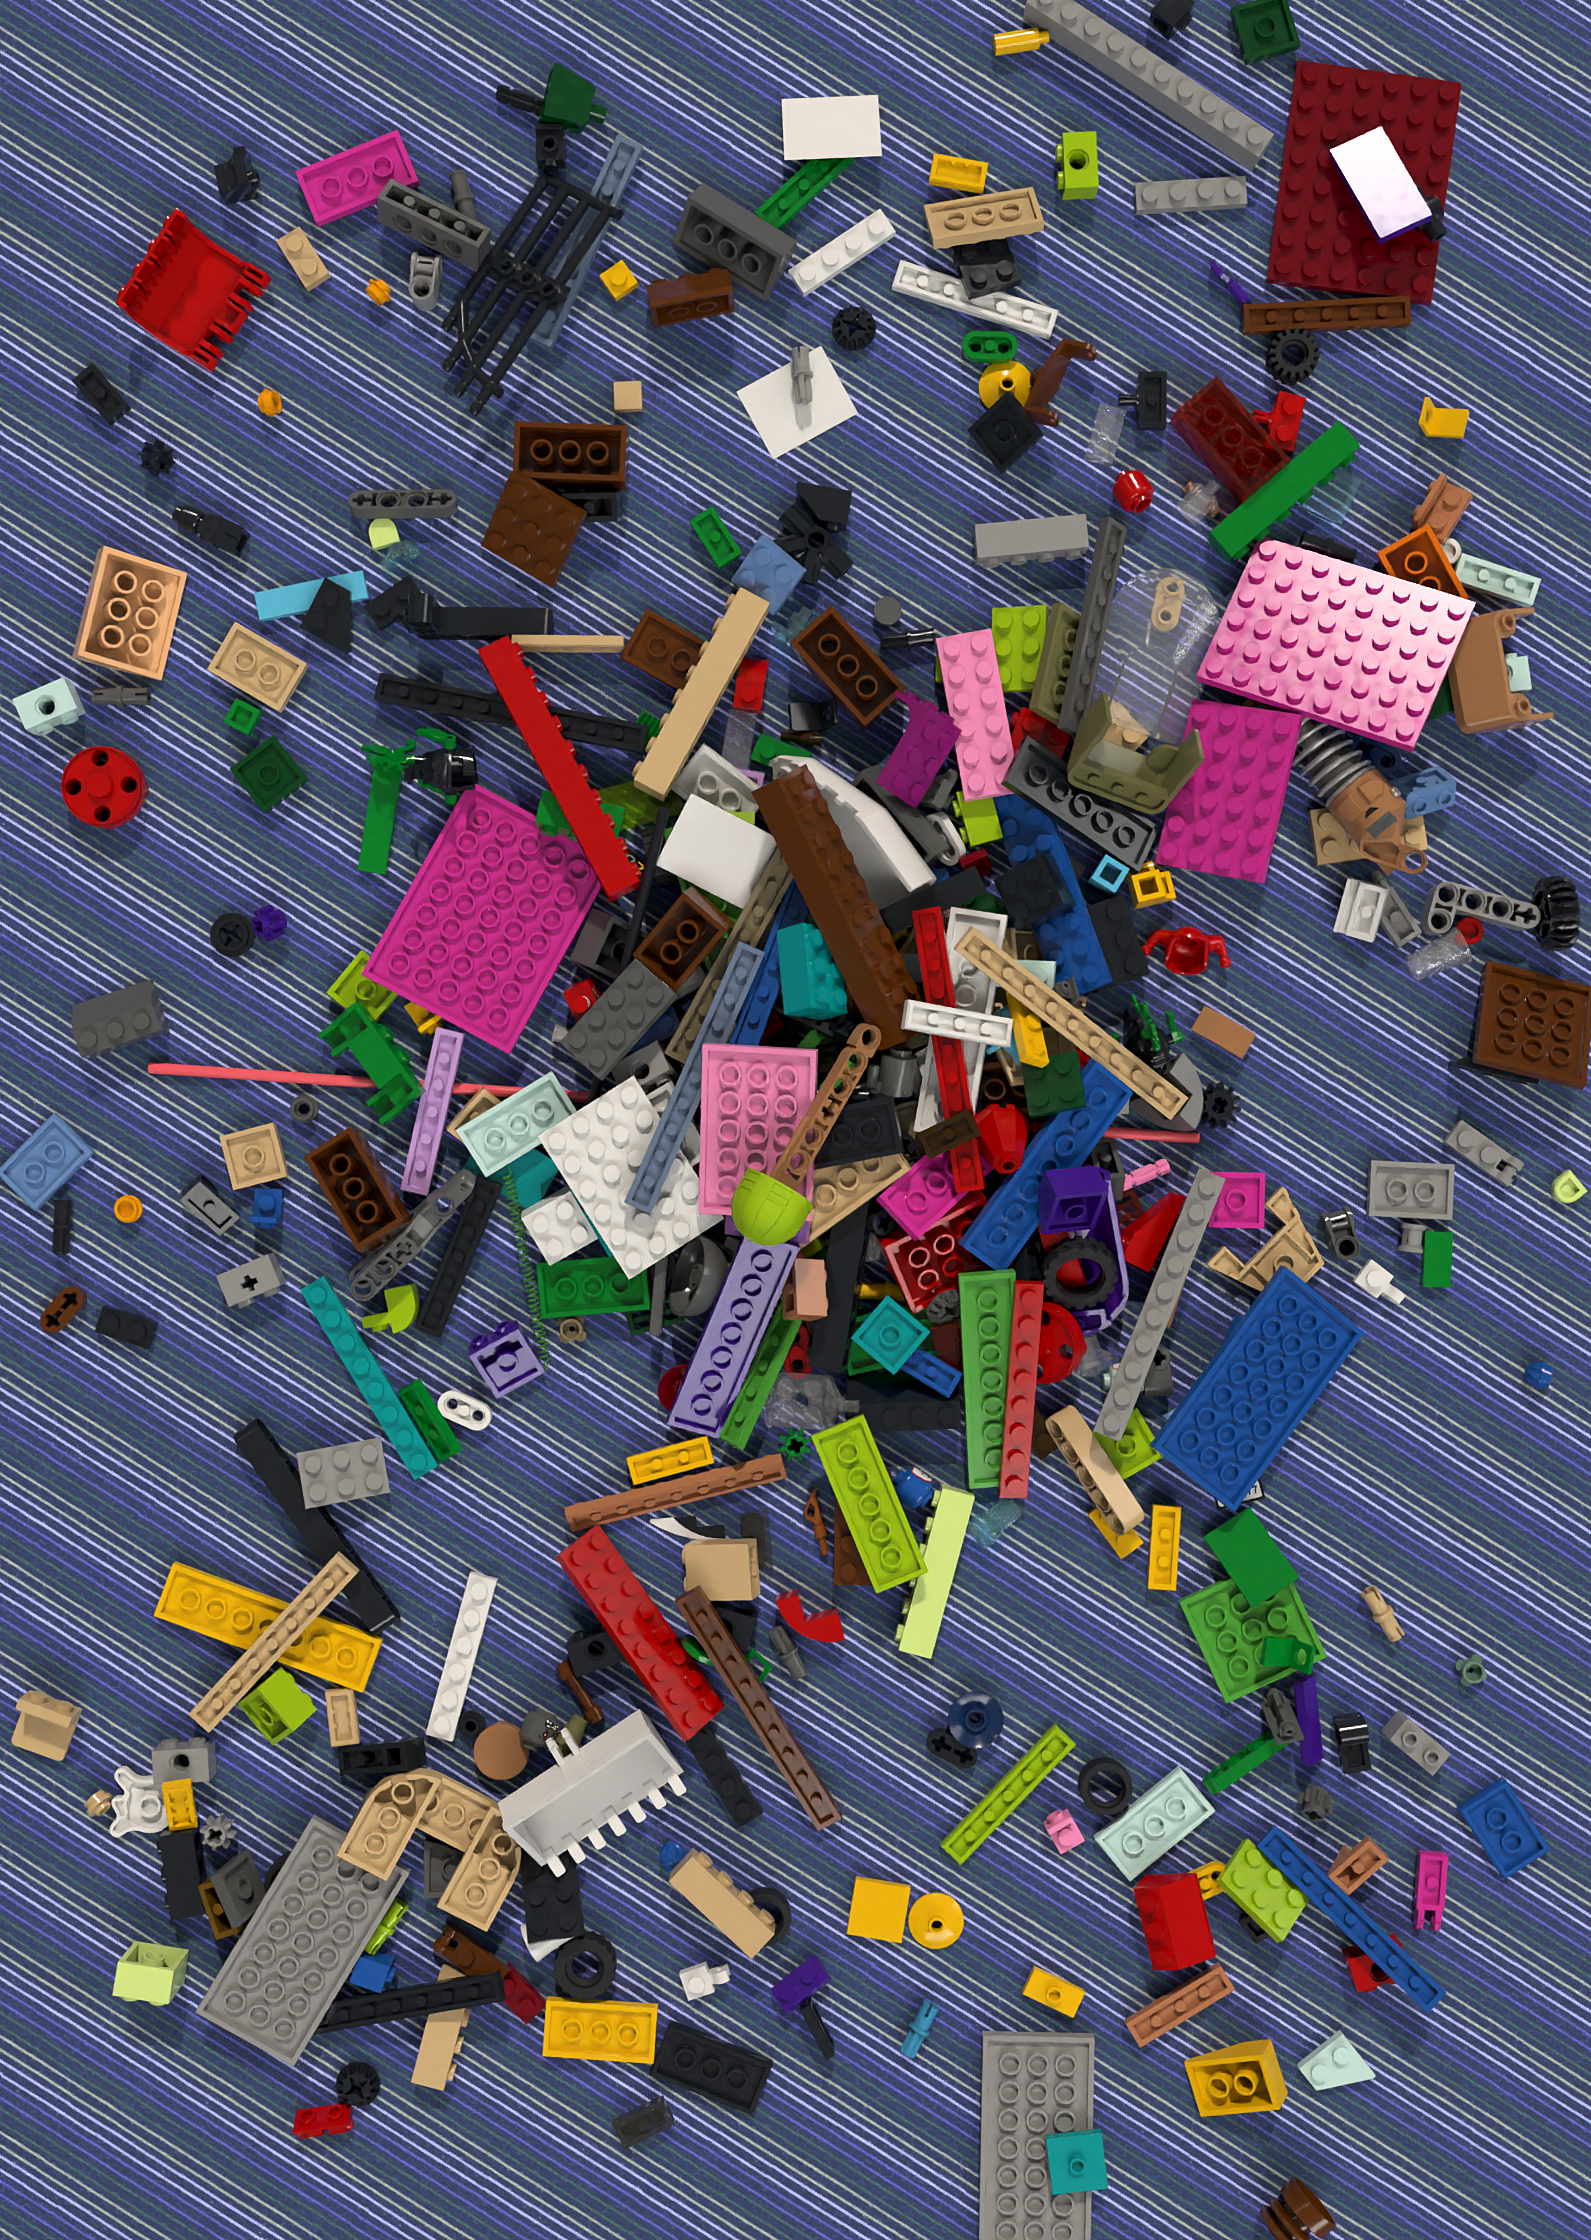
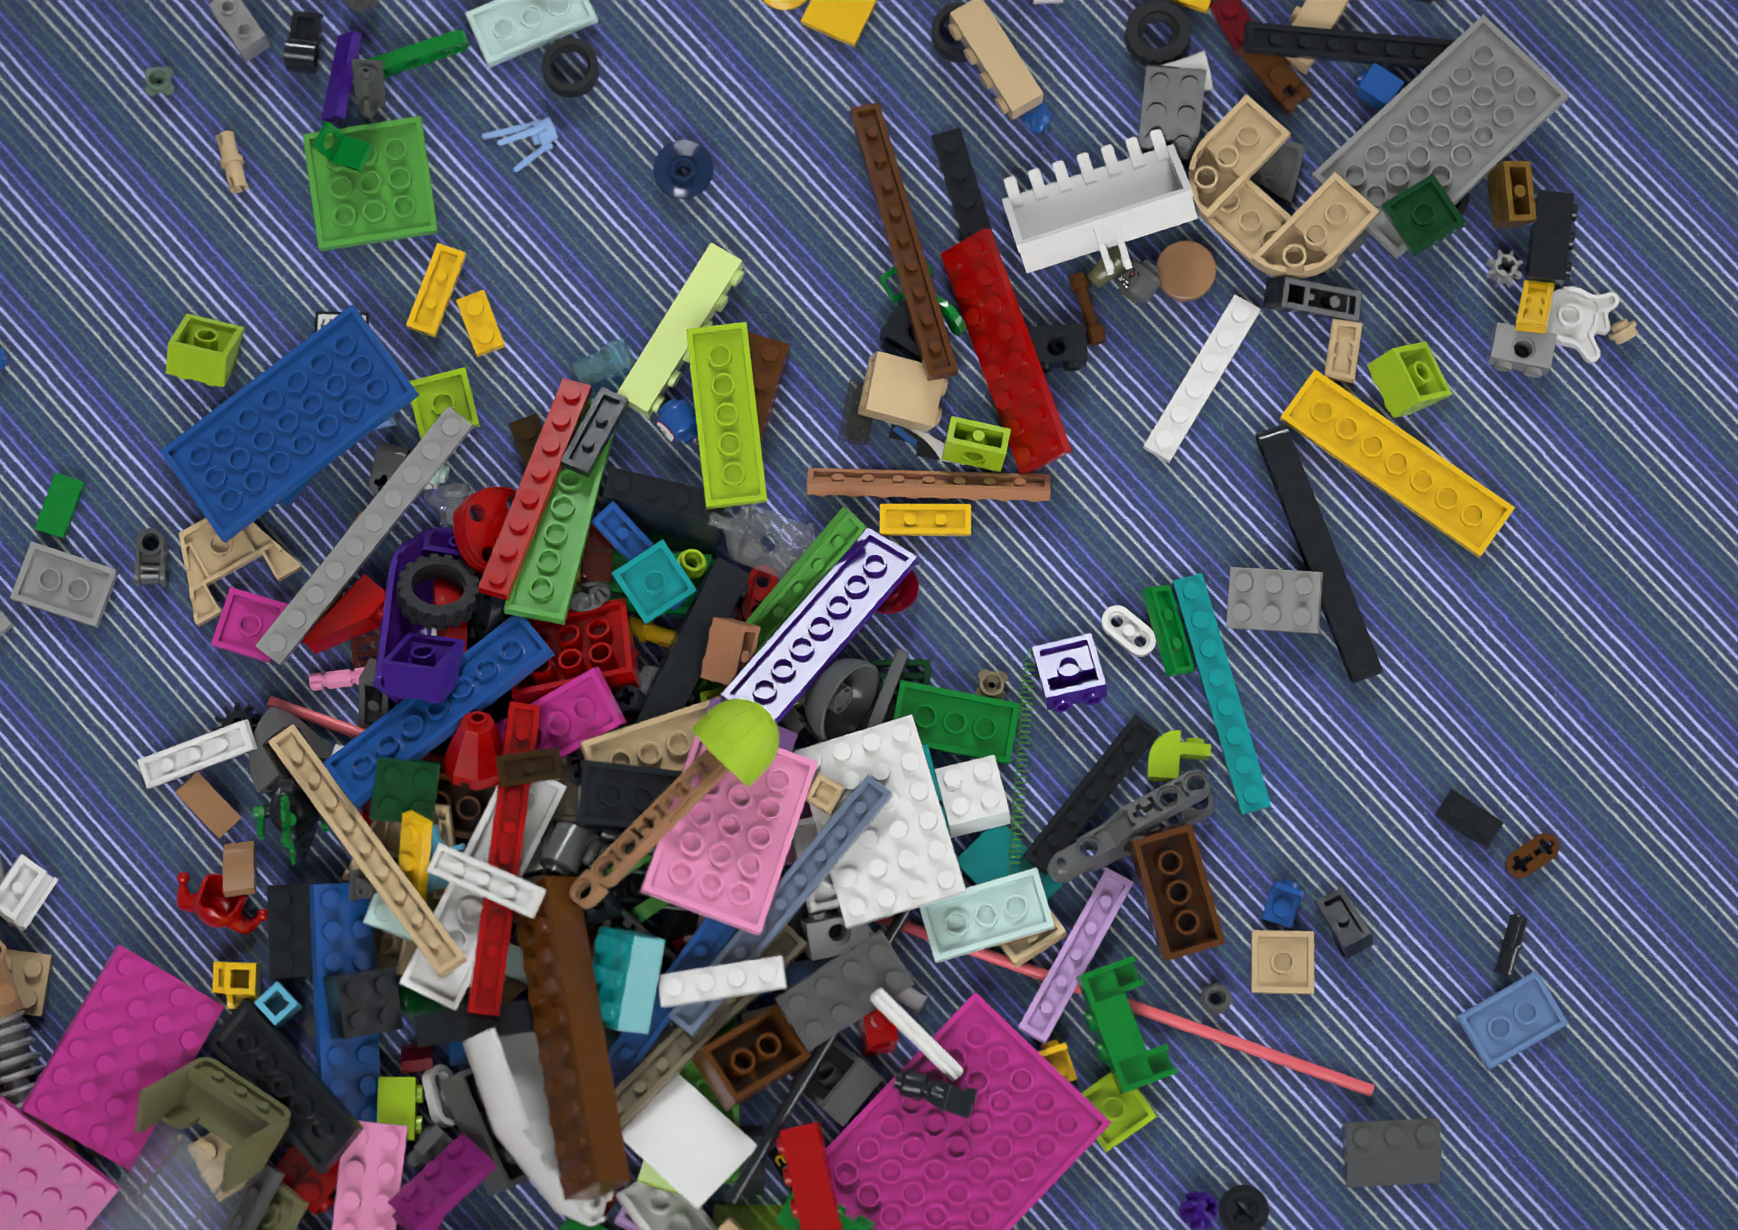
camera: 160 degrees left, 10 degrees down
(45, 1724) = (1659, 426): tan bracket -> none
(128, 1208) = (1434, 944): light orange plate -> none
(150, 1973) = (1608, 145): yellowish green brick -> none
(235, 1281) = (1305, 840): light grey brick -> none
(239, 1888) = (1493, 205): dark grey tile -> none
(273, 1642) = (1391, 445): tan plate -> none
(296, 1862) = (1423, 215): none -> dark green plate
(387, 1925) = (1352, 126): lime pin -> none
(477, 1718) = (1203, 312): black plate -> none
(515, 956) = (940, 1094): none -> black piece
(546, 999) = (916, 1034): none -> white axle
(643, 1540) = (976, 444): none -> lime brick
(684, 1186) = (825, 794): none -> tan tile
(710, 1531) = (905, 435): none -> blue piece
(725, 994) = (722, 981): none -> white plate
(788, 1652) = (858, 289): dark grey axle -> none
(790, 1449) = (796, 502): green gear -> none
(816, 1519) = (789, 409): dark orange hand -> none
(820, 1626) = (816, 306): red brick -> none
(861, 1367) = (694, 557): none -> lime plate
(948, 1753) = (721, 142): black beam -> none
(983, 1455) = (594, 432): none -> plate
(1007, 1794) = (673, 86): lime tile -> none
(1063, 1830) = (626, 35): bright pink bracket -> none
(1094, 1470) = (483, 387): tan beam -> none
(1115, 1719) = (540, 132): none -> light blue plant
(1178, 983) = (239, 868): none -> medium nougat slope
(1246, 1072) = (197, 754): none -> white tile
(1251, 1557) = (349, 254): green tile -> none
(1353, 1434) = (204, 350): none -> lime slope
(1376, 1281) = (130, 500): white plate -> none
(1411, 1238) = (79, 534): light grey bush -> none

